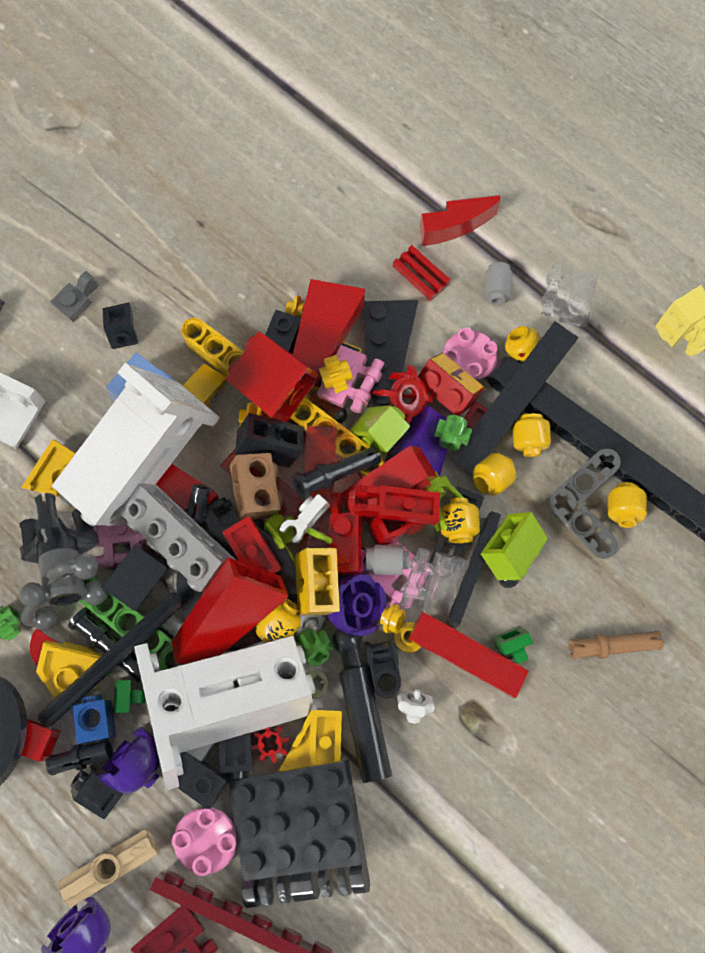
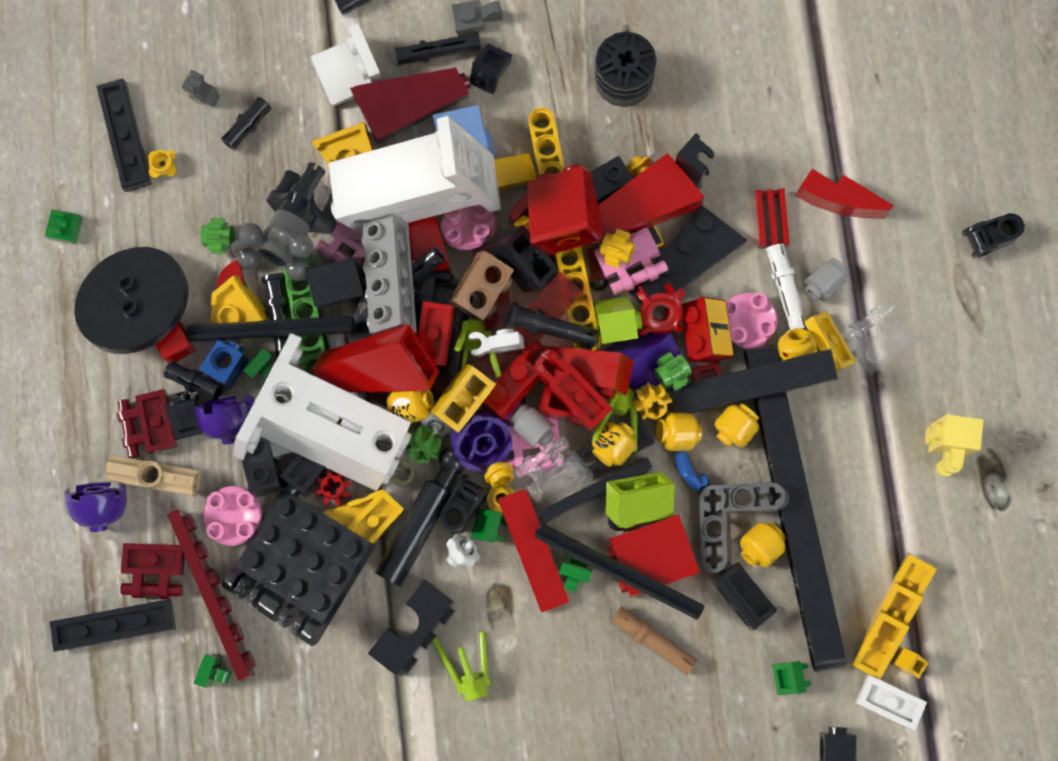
camera: 50 degrees right, 5 degrees up
(66, 341) = (437, 48): none -> black pin
(73, 821) = (154, 421): none -> dark red plate
(74, 396) = (408, 100): none -> dark red slope
(204, 452) = (468, 227): none -> bright pink dish
(225, 247) = (622, 84): none -> black wheel
(234, 404) = (519, 209): none -> red tile
(331, 270) = (689, 160): none -> black hinge
(417, 667) = (487, 525): none -> green tile
(435, 830) = (399, 652): none -> black arch
(457, 467) = (652, 401): none -> yellow gear
(473, 309) = (785, 282): none -> white pin
(515, 801) = (472, 684): none -> lime plant
(525, 498) = (688, 473): none -> blue arm
(533, 319) = (829, 337): none -> yellow plate
(549, 613) = (619, 571): none -> black axle
(559, 582) = (655, 551): none -> red brick
(579, 168) = (988, 235): none -> black piece
(648, 555) = (744, 597): none -> black hinge

